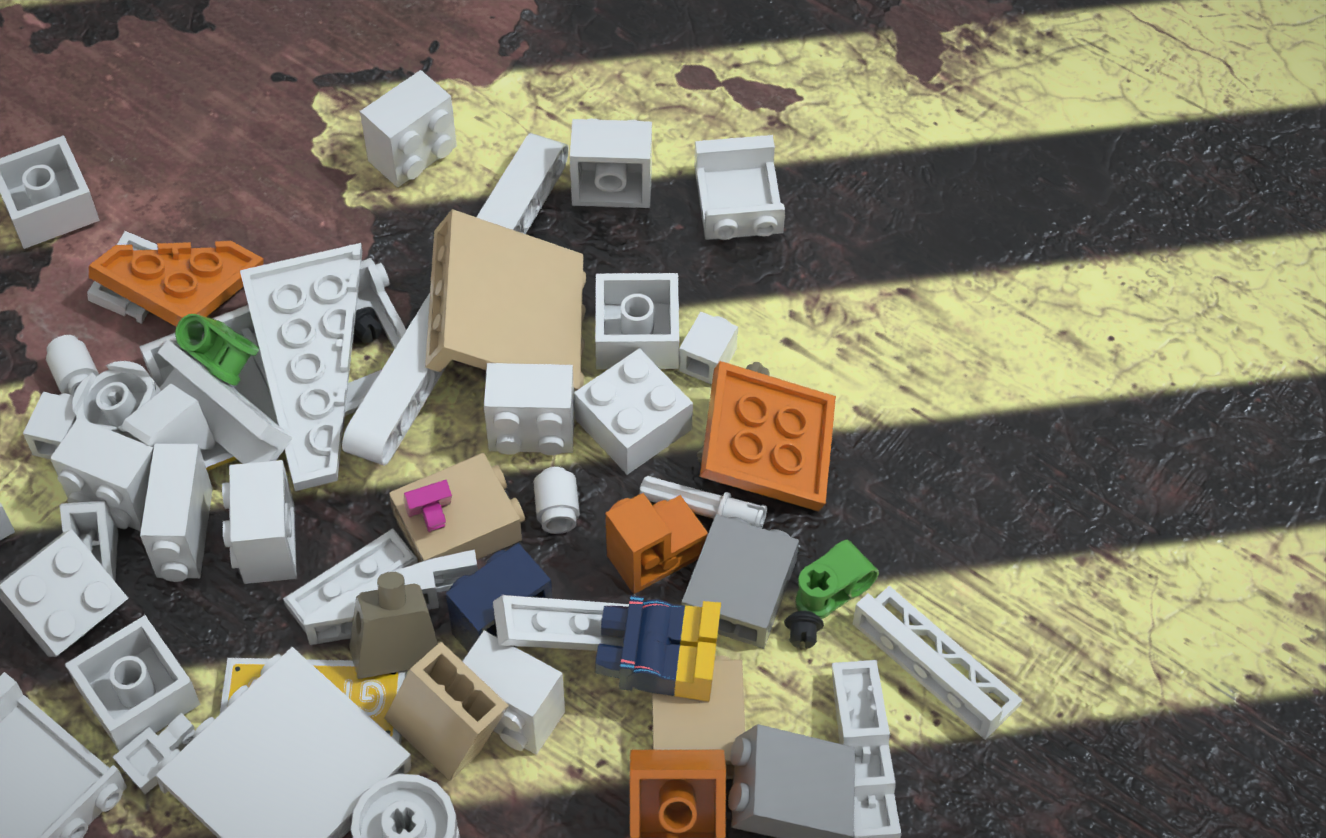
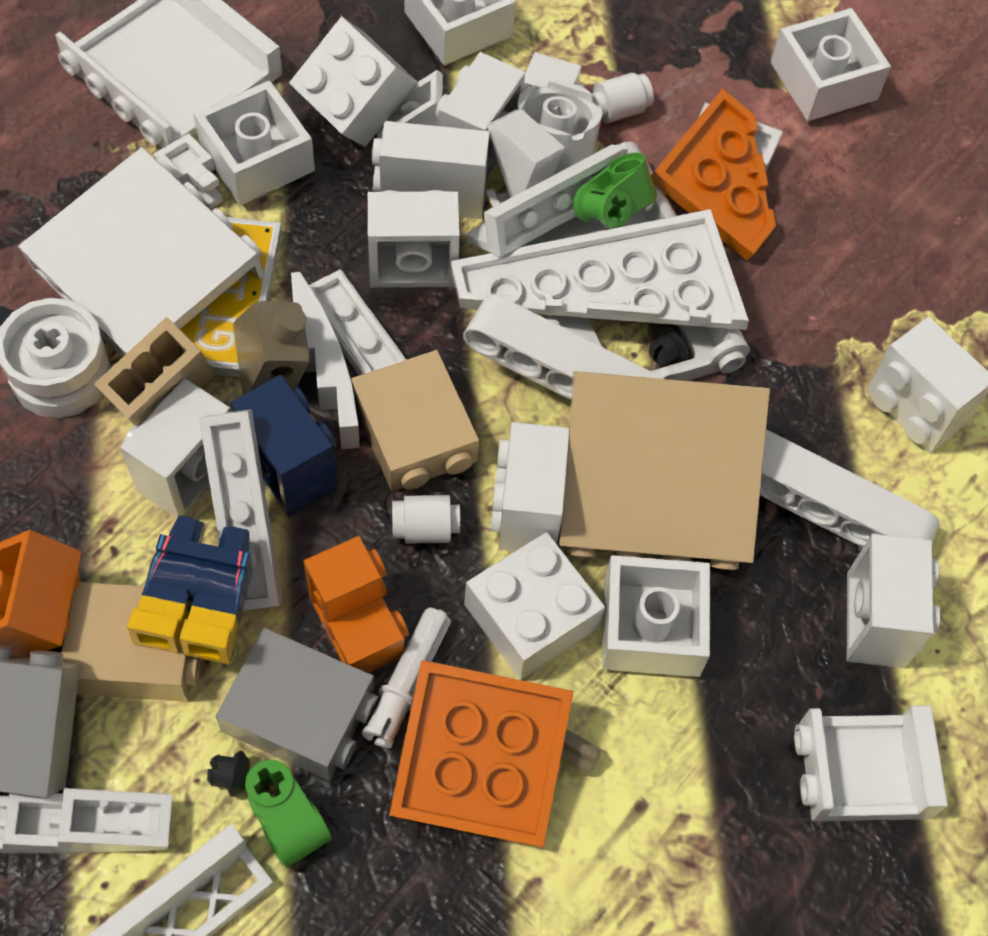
camera: 90 degrees right, 5 degrees up
(429, 501) = (404, 375): dark pink tile -> none
(705, 345) = (623, 701): white brick -> none

